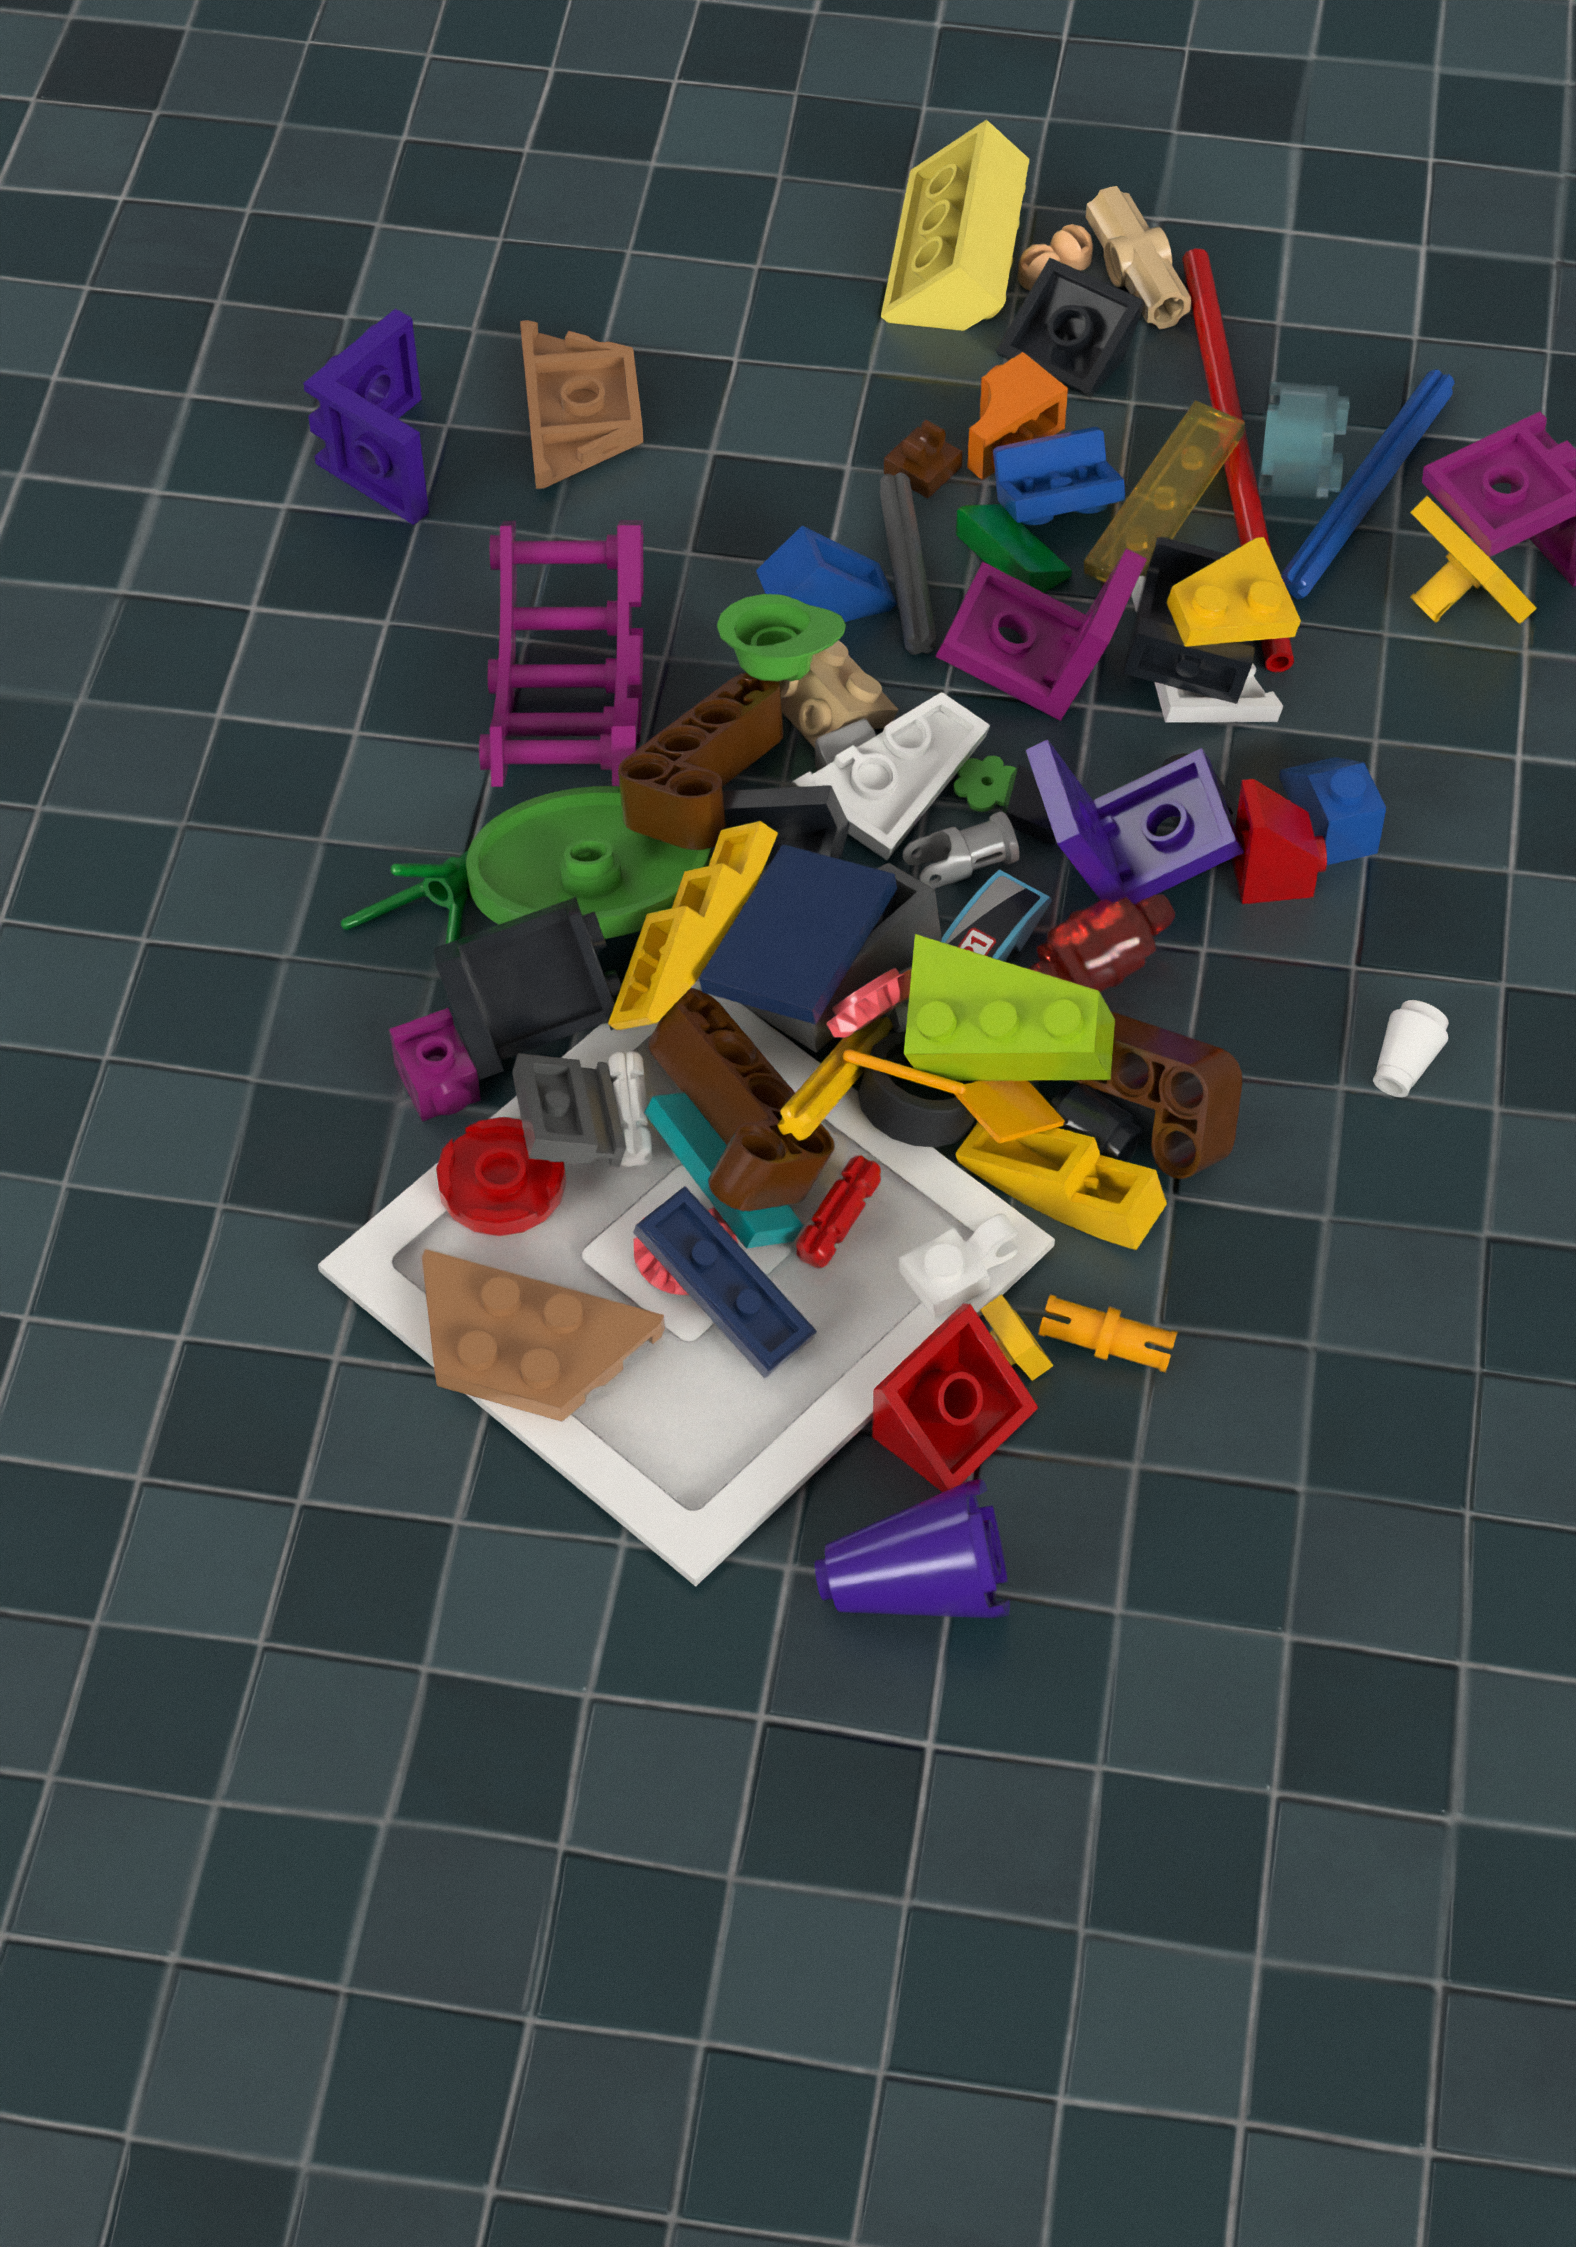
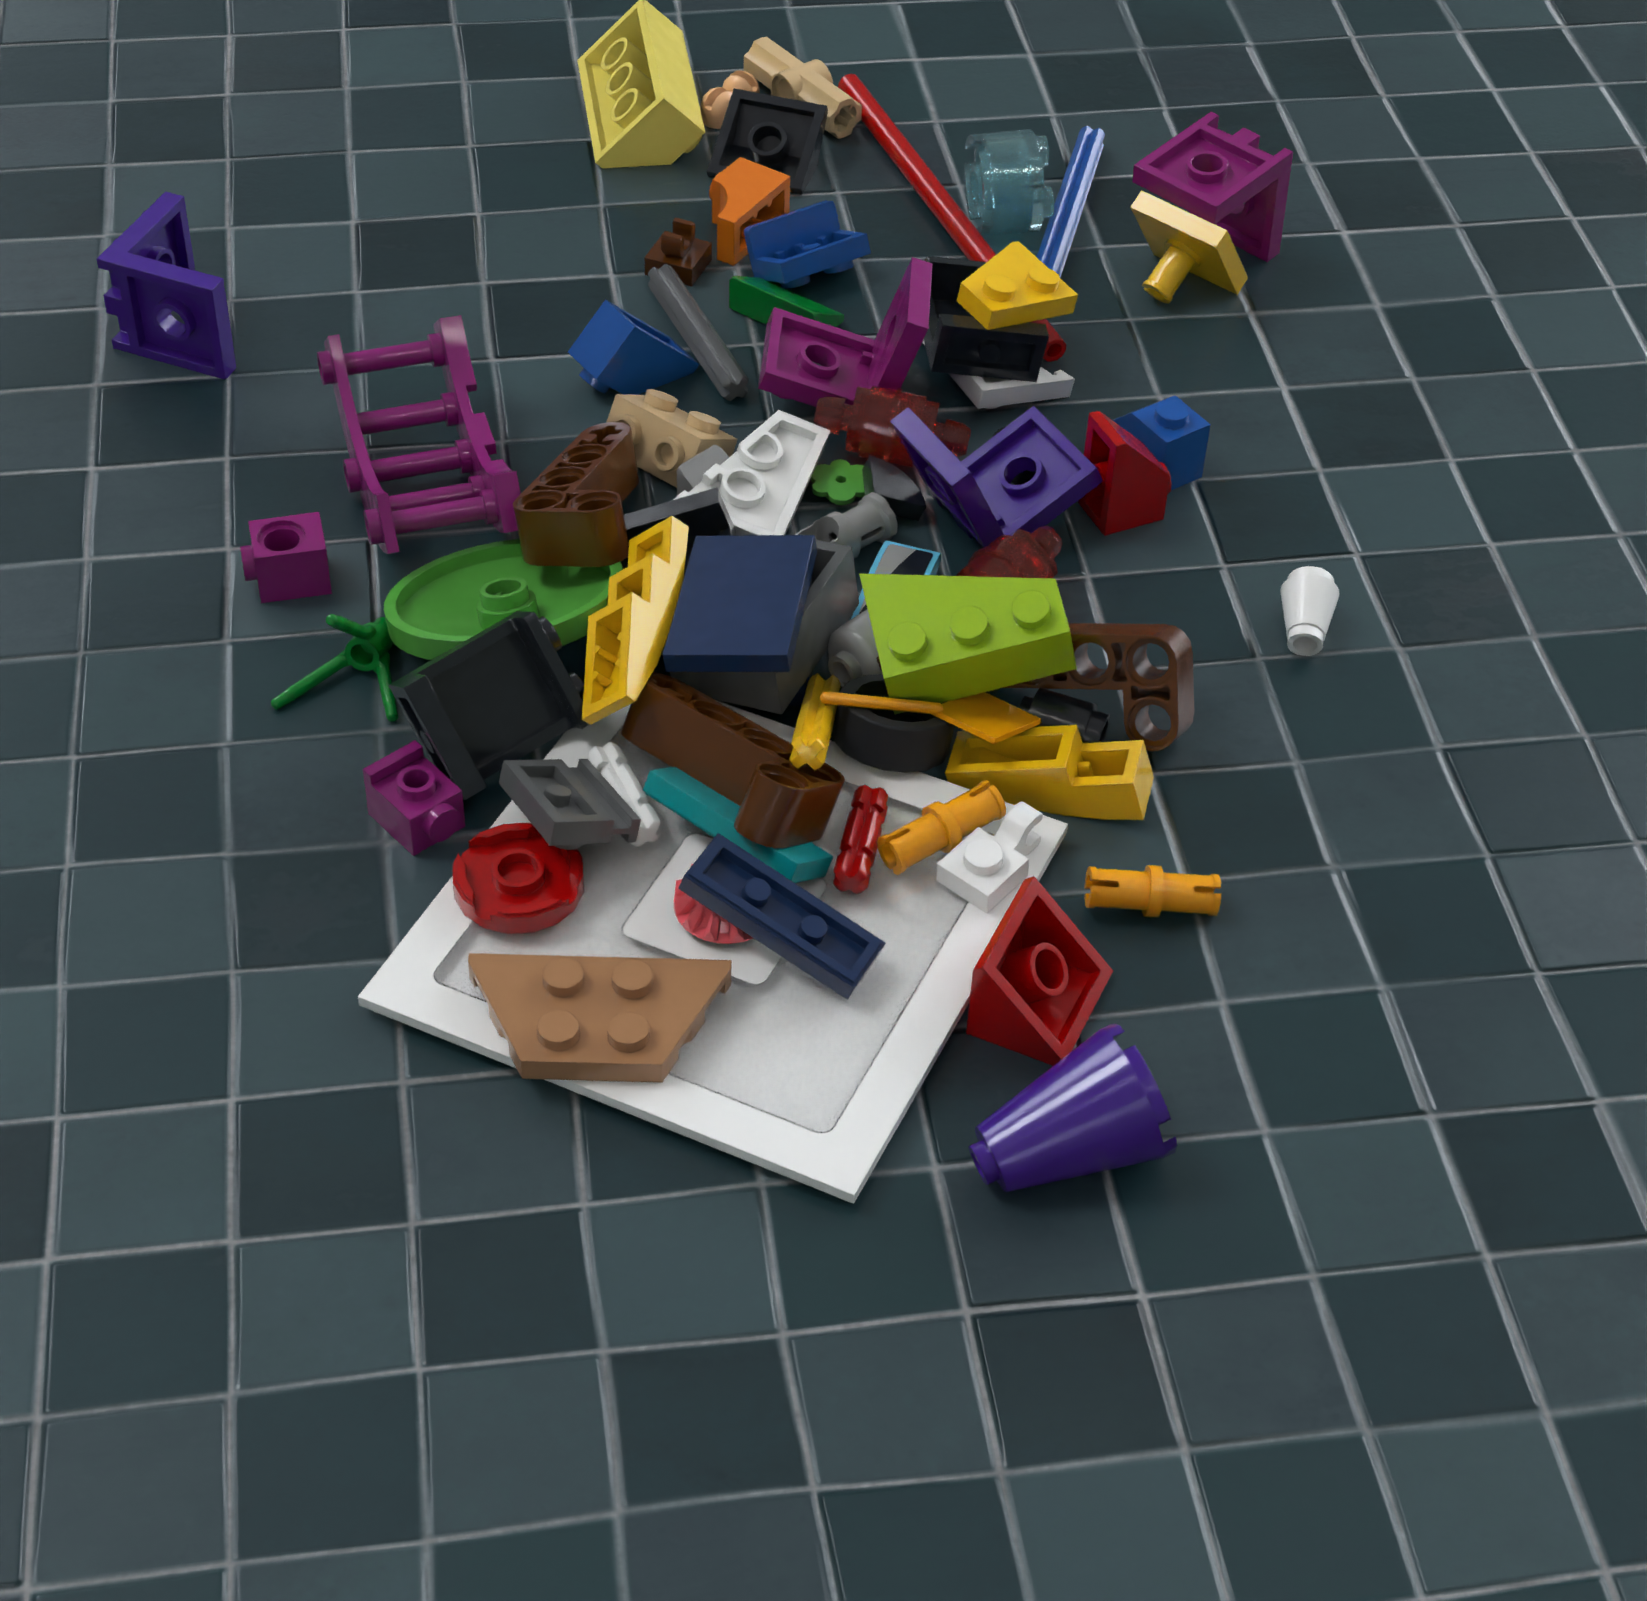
camera: 20 degrees left, 10 degrees down
(401, 763) = (287, 557): none -> magenta brick
(578, 402) = (349, 259): medium nougat wing -> none
(778, 635) = (620, 385): bright green piece -> none
(870, 1003) = (829, 649): coral gear -> none
(919, 1218) = (941, 827): none -> light orange pin
(1015, 1338) = (1079, 907): yellow plate -> none
(1067, 723) = (871, 428): none -> clear red piece
(1168, 488) = (905, 234): clear yellow tile -> none

